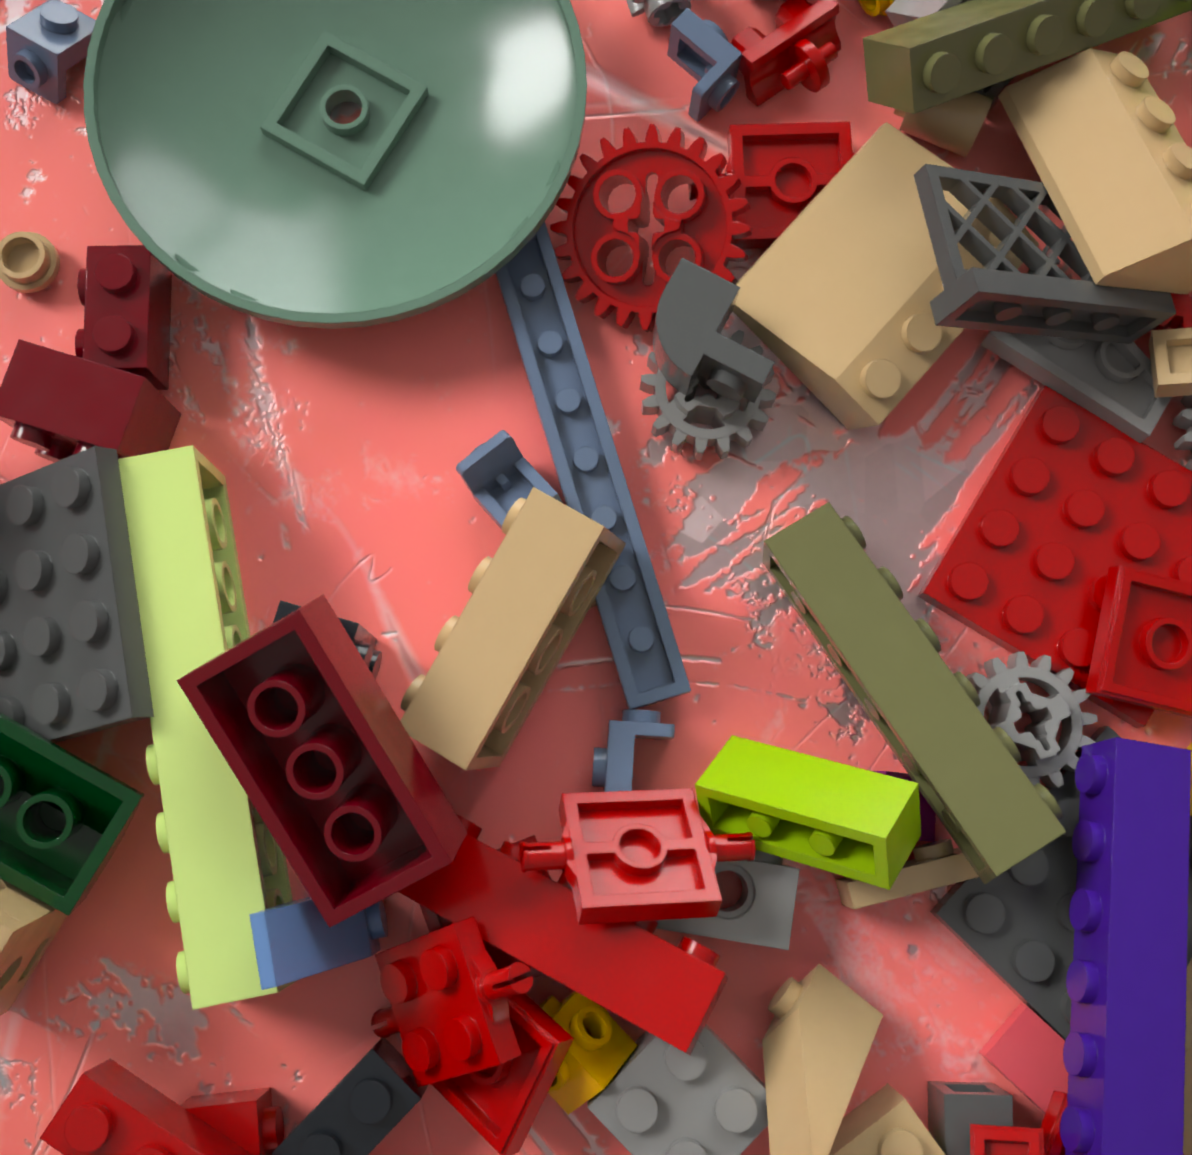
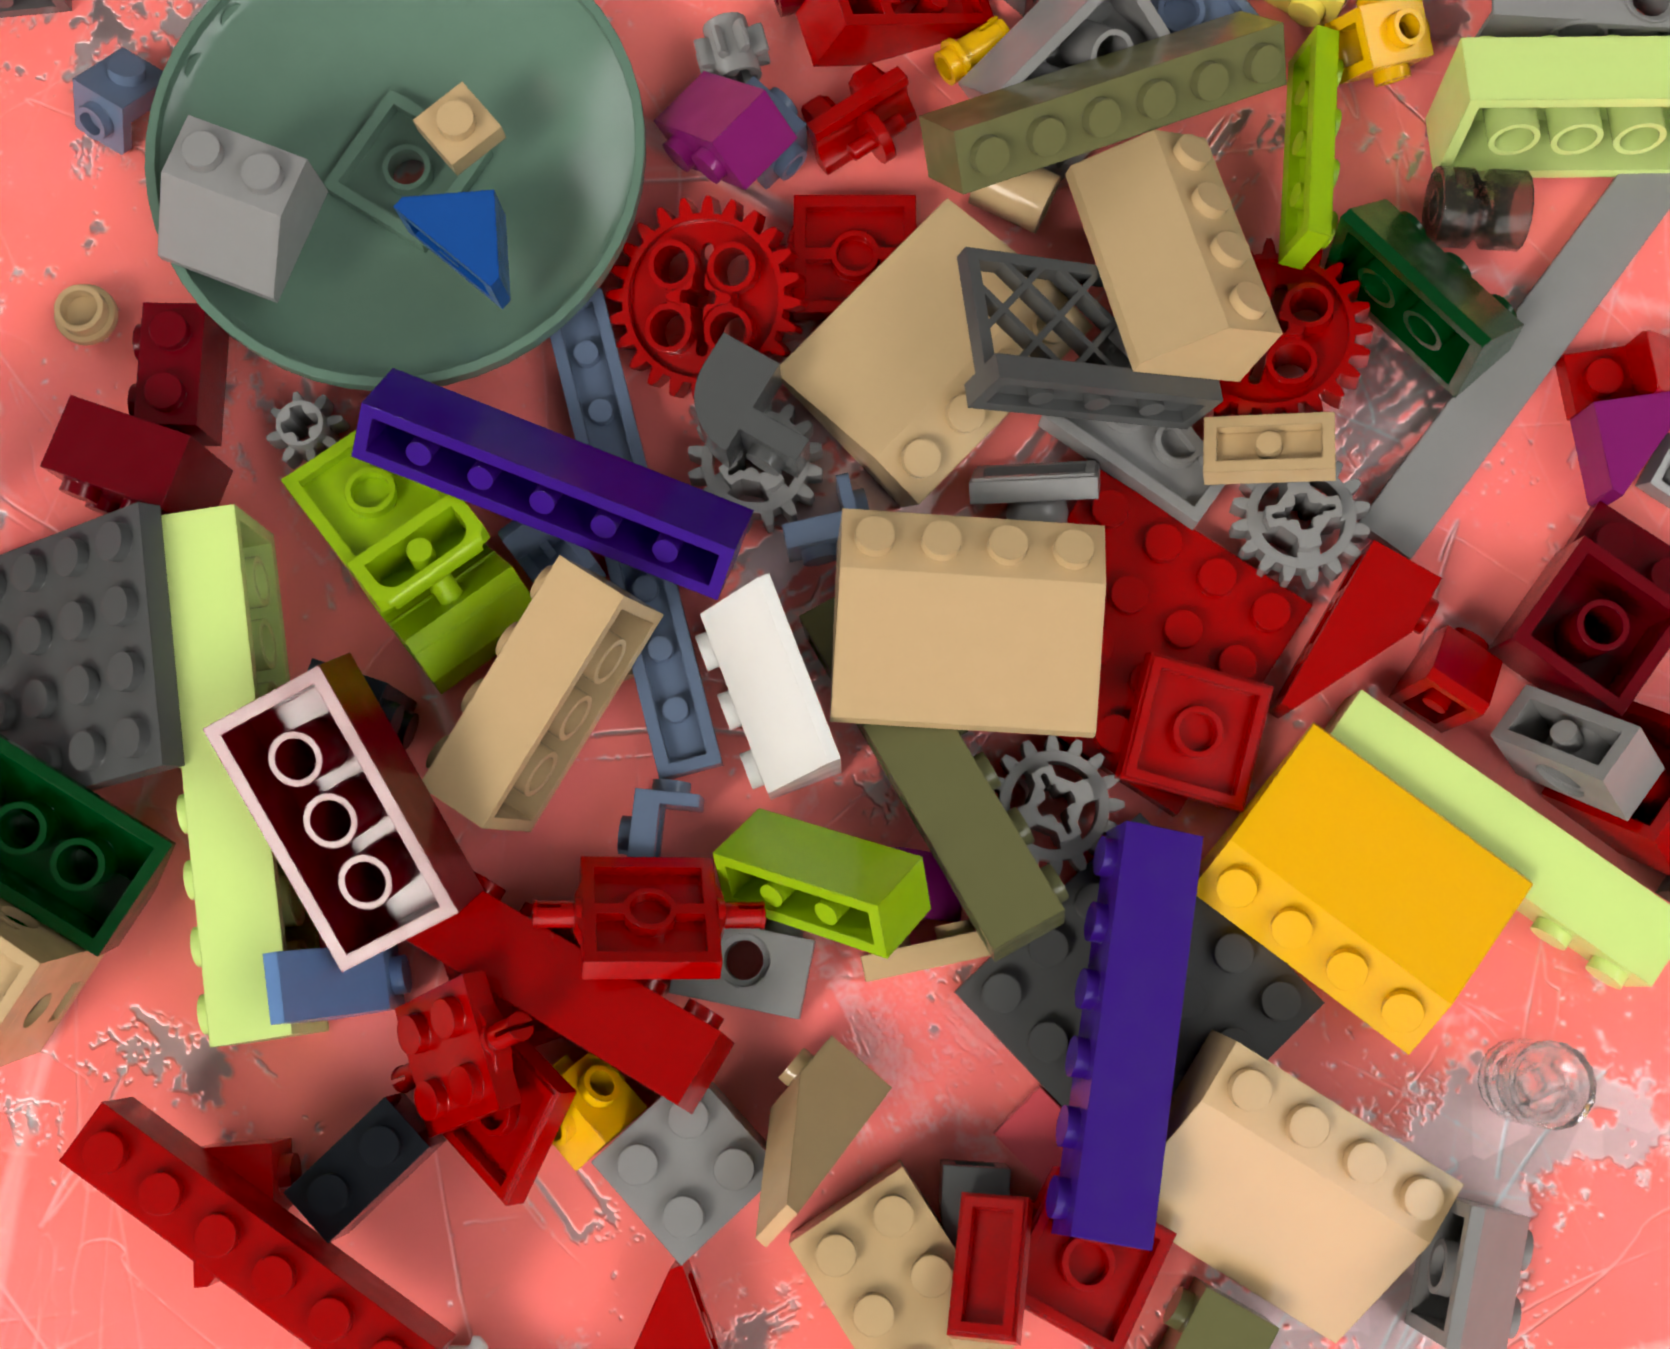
camera: 10 degrees right, 0 degrees up
(180, 145) = (236, 208): none -> light grey slope
(241, 370) = (292, 427): none -> light grey gear
(372, 486) = (415, 560): none -> lime piece
(401, 63) = (459, 128): none -> tan plate
(411, 166) = (466, 234): none -> blue slope
(512, 414) = (551, 482): none -> dark purple brick
(663, 60) = (724, 130): none -> magenta brick
(738, 615) = (768, 690): none -> white slope
(778, 461) = (816, 537): none -> sand blue bracket
(940, 542) = (968, 623): none -> tan slope
(988, 411) = (1035, 489): none -> light grey tile

